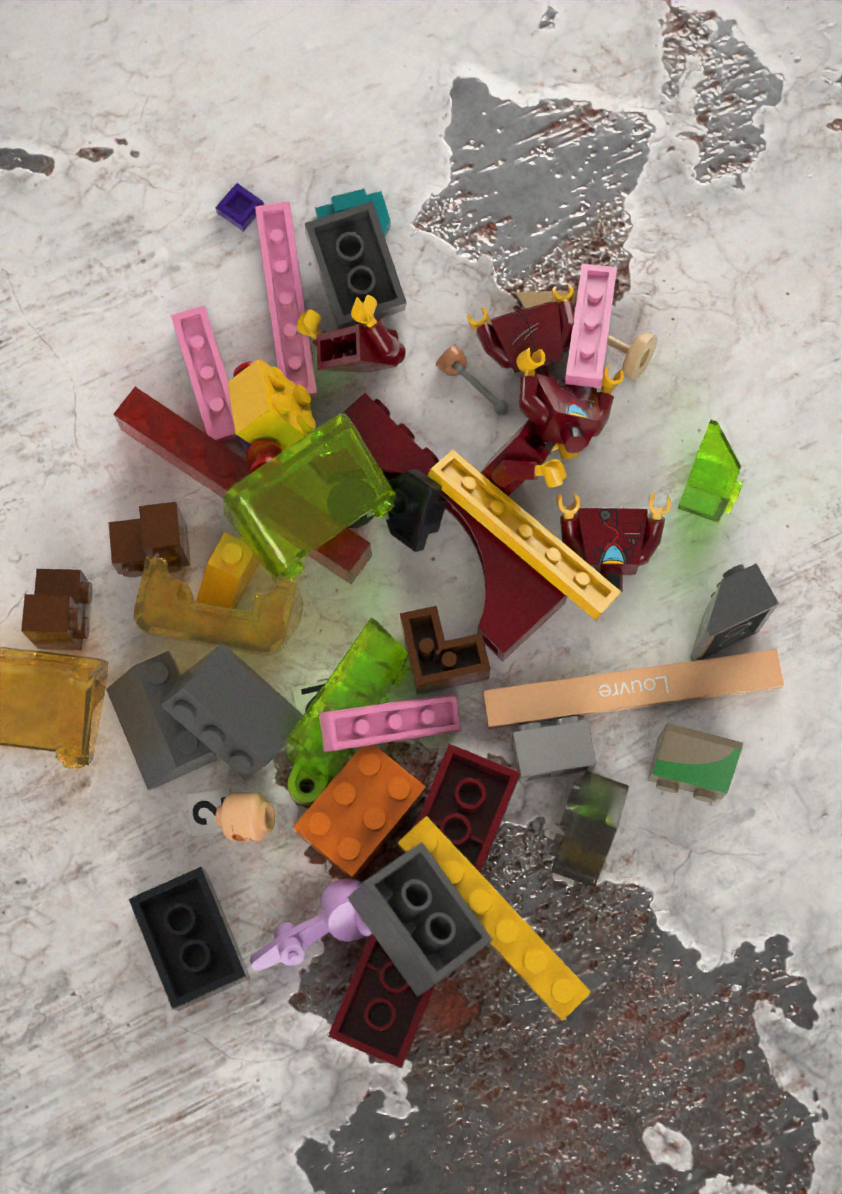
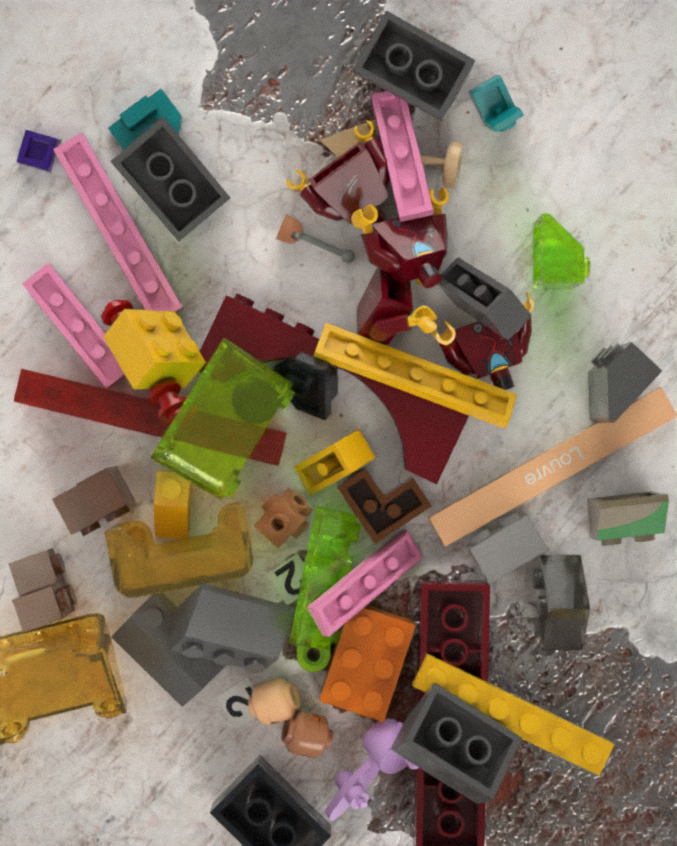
camera: 25 degrees left, 15 degrees up
(265, 866) = (307, 734): none -> nougat head
(332, 629) = (284, 517): none -> nougat brick
(354, 347) = (202, 258): dark red torso -> none
(407, 592) = (335, 462): none -> yellow slope
(621, 482) = (483, 298): none -> dark grey brick
(636, 250) = (414, 65): none -> dark grey slope
(702, 316) = (495, 104): none -> teal bracket

